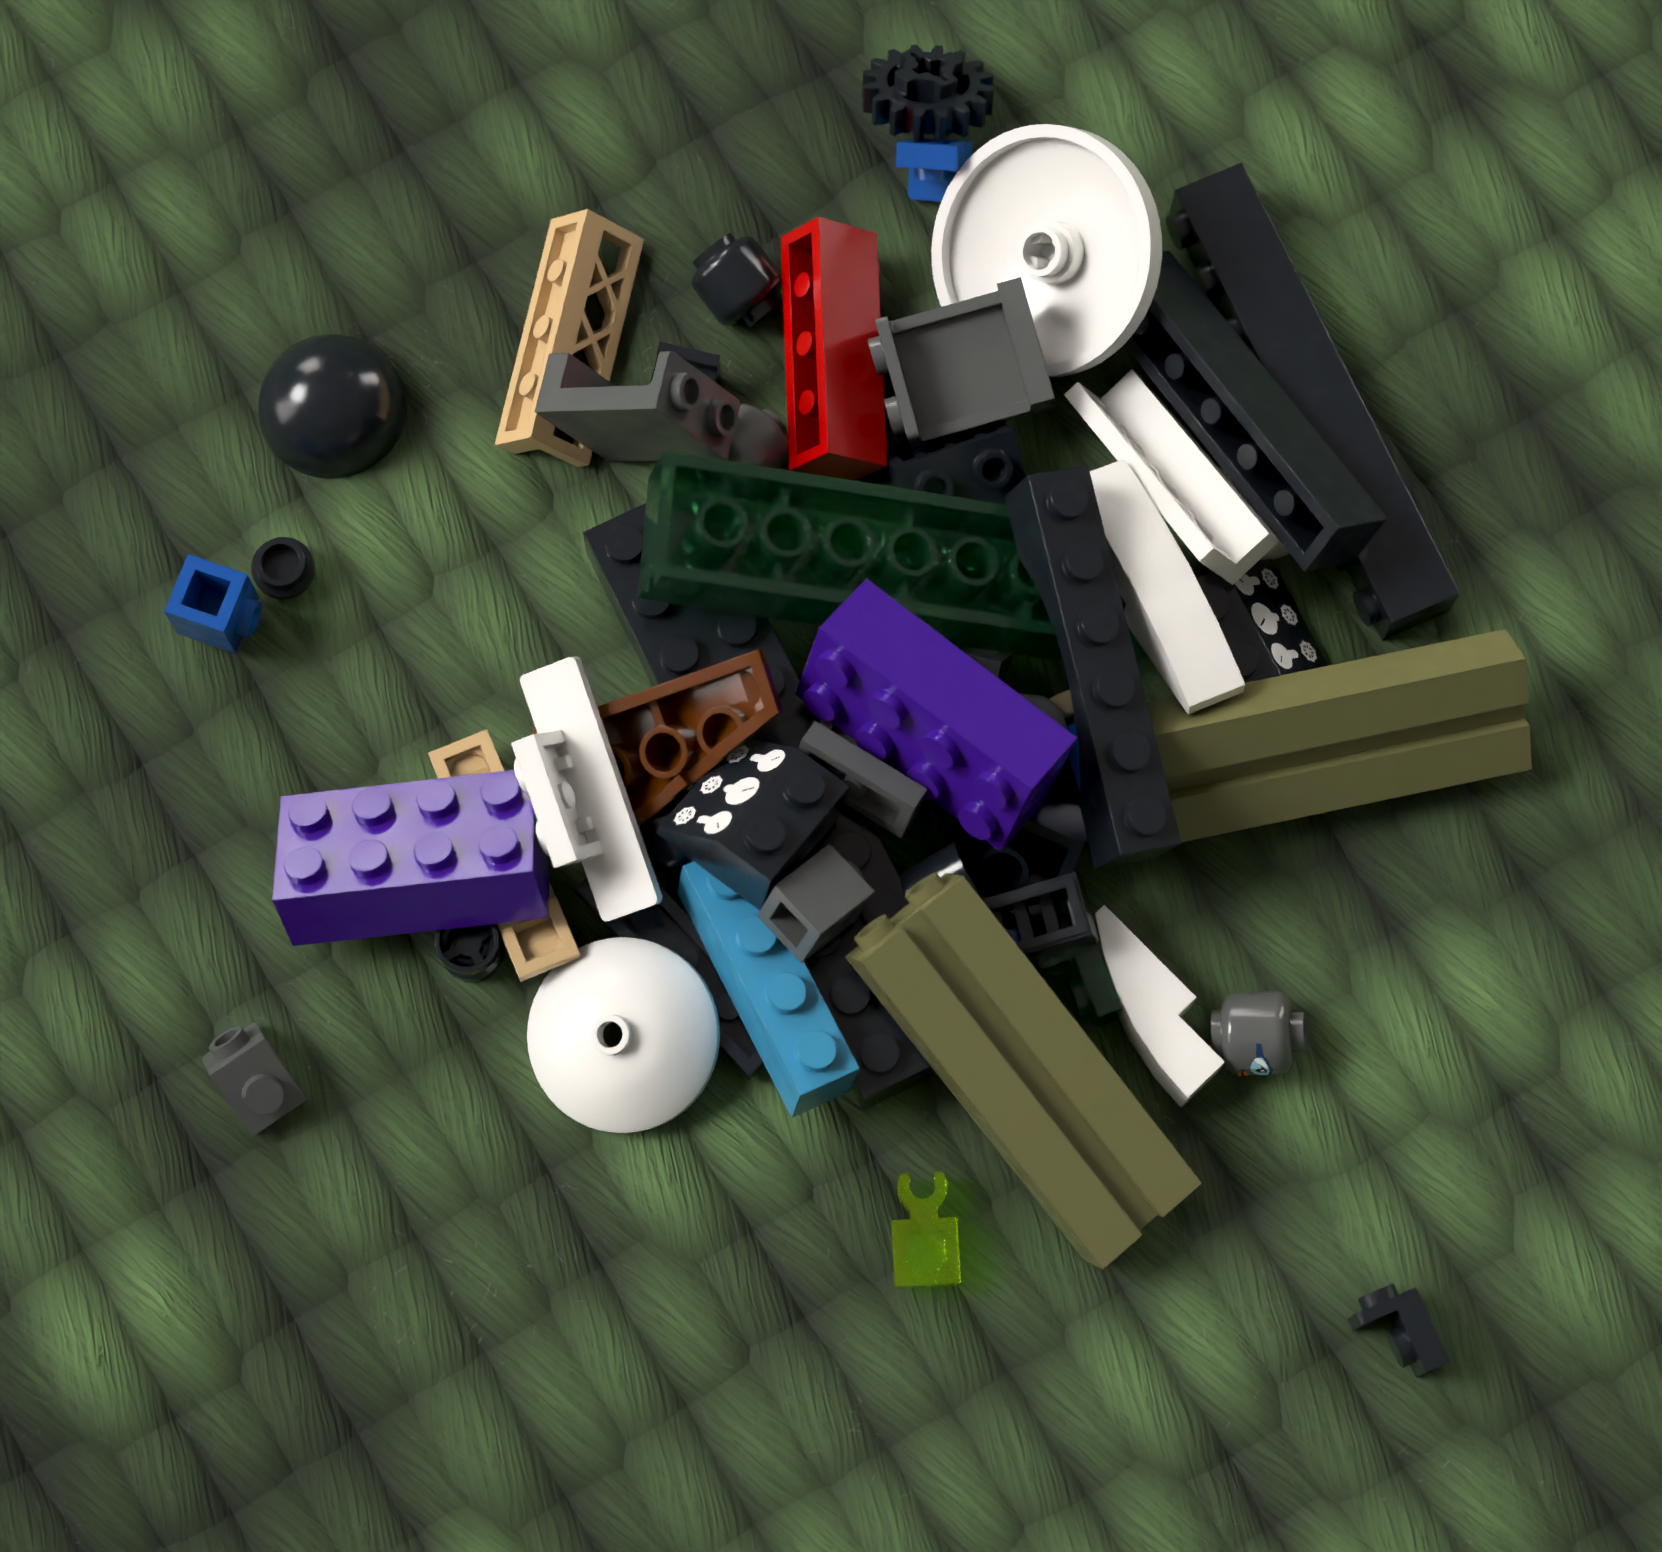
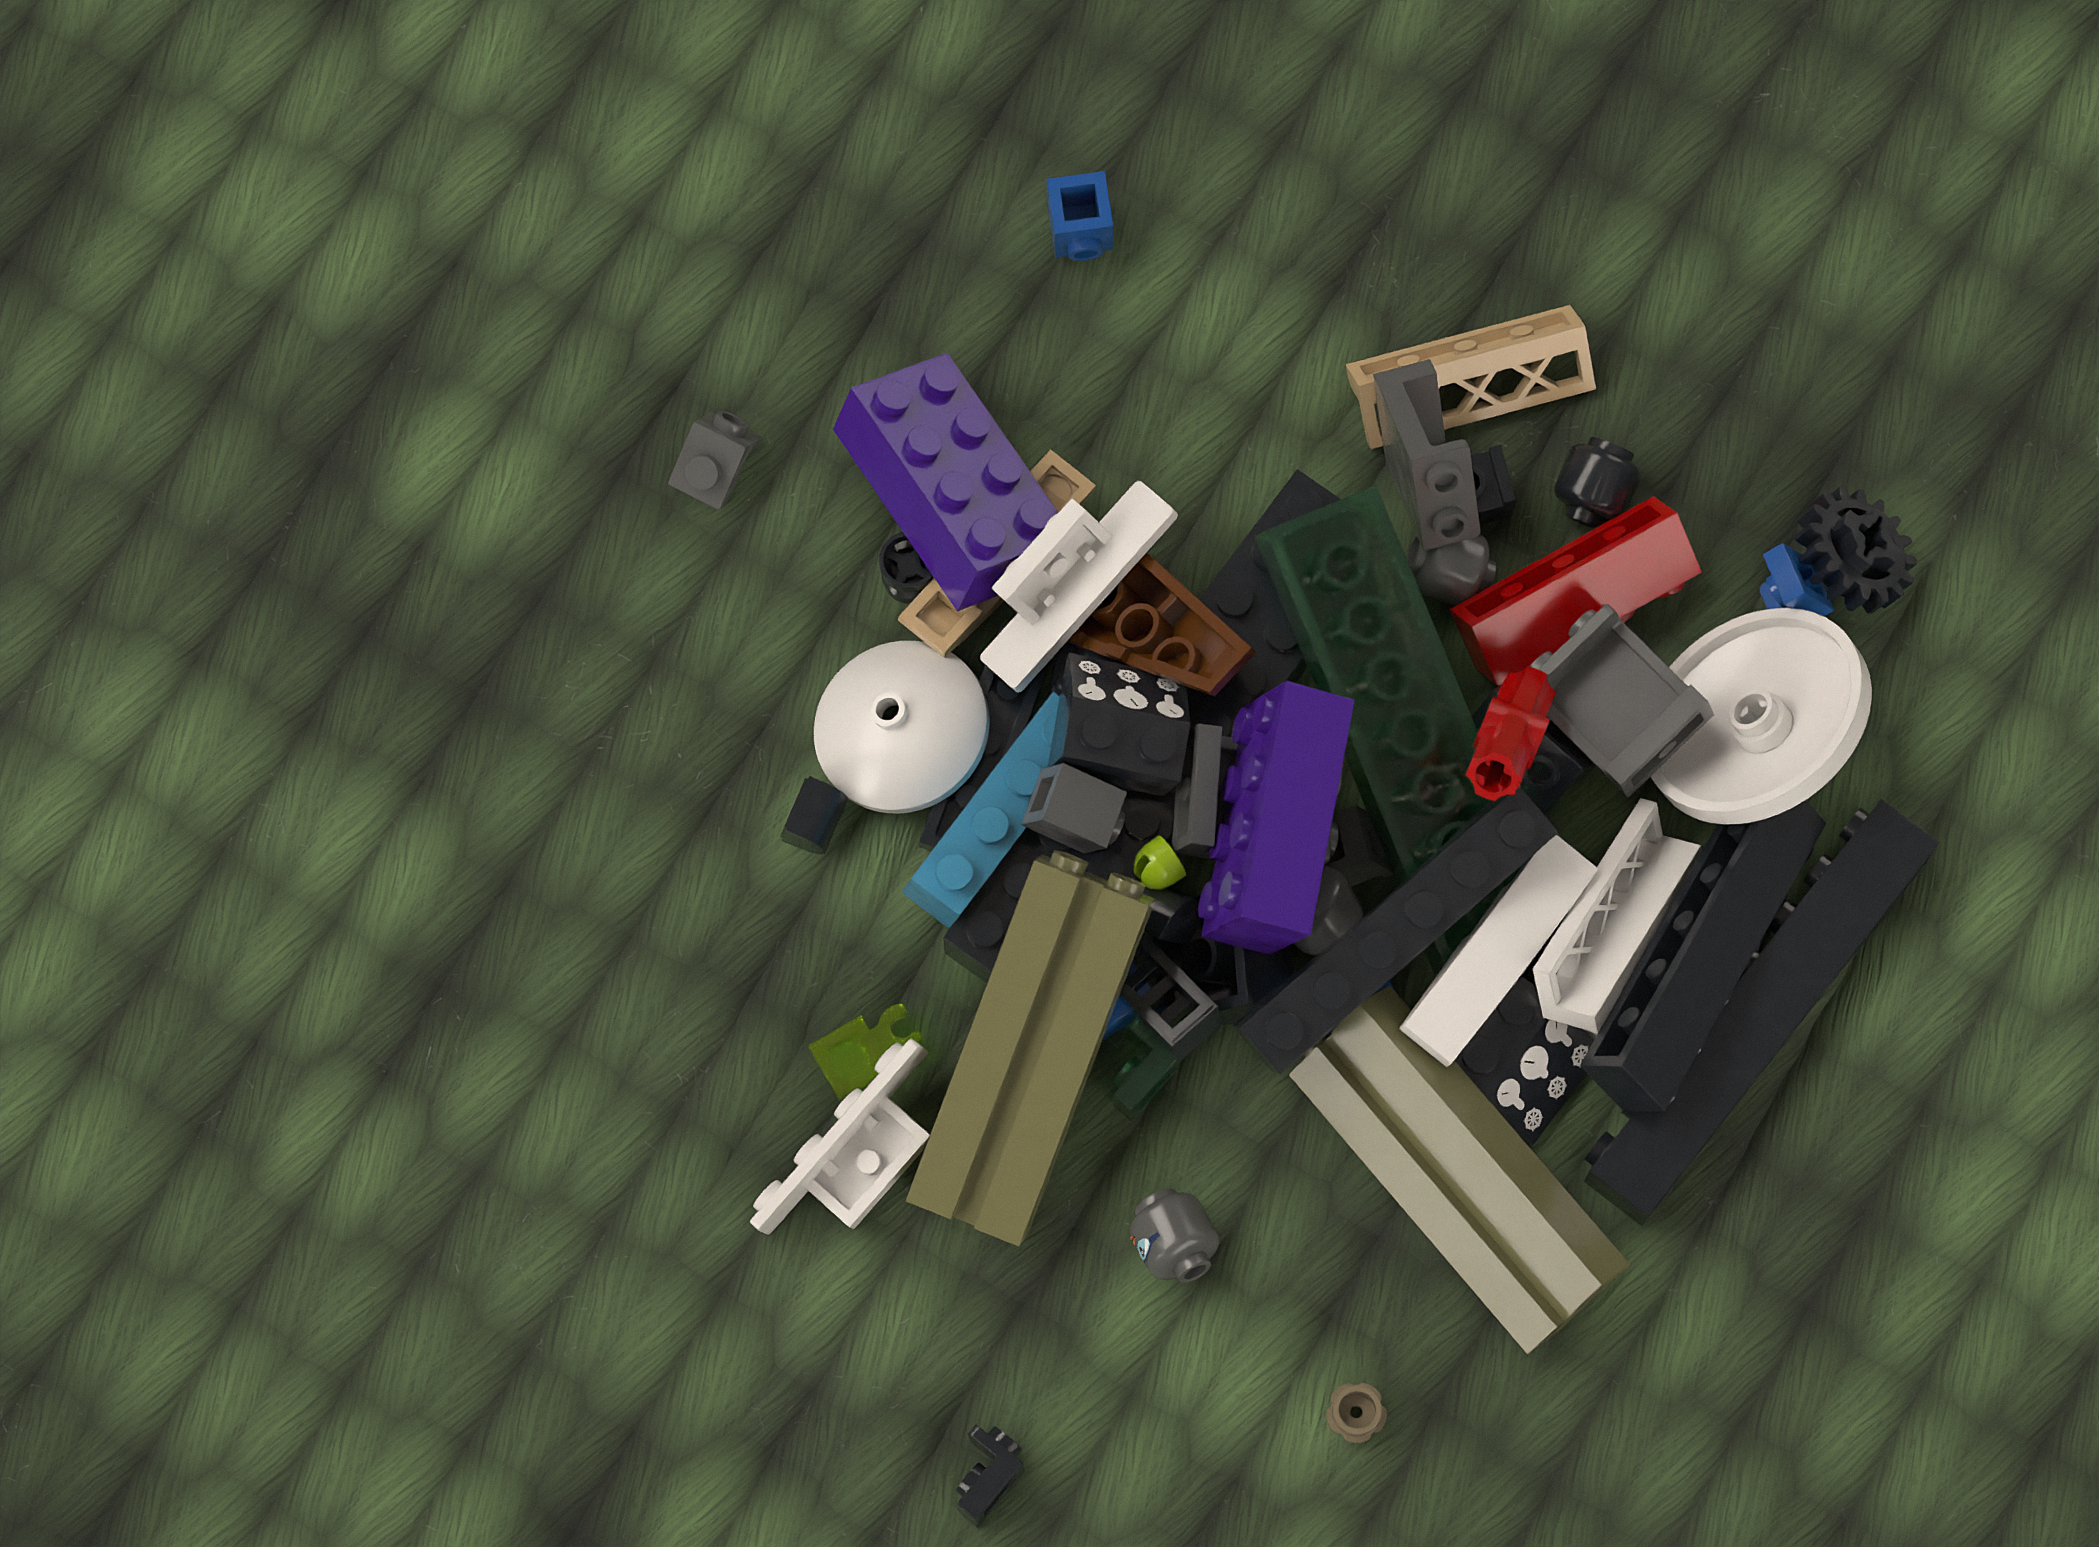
camera: 65 degrees right, 0 degrees up
(283, 568) = (1146, 254): black plate -> none
(331, 406) = (1308, 219): black piece -> none
(666, 1165) = (814, 816): none -> black brick
(905, 855) = (1158, 865): none -> lime hinge
(966, 461) = (1511, 733): none -> red piece
(1032, 1291) = (860, 1152): none -> white bracket
(1153, 1011) = (1147, 1140): white slope -> none
(1508, 938) = (1368, 1400): none -> dark tan plate

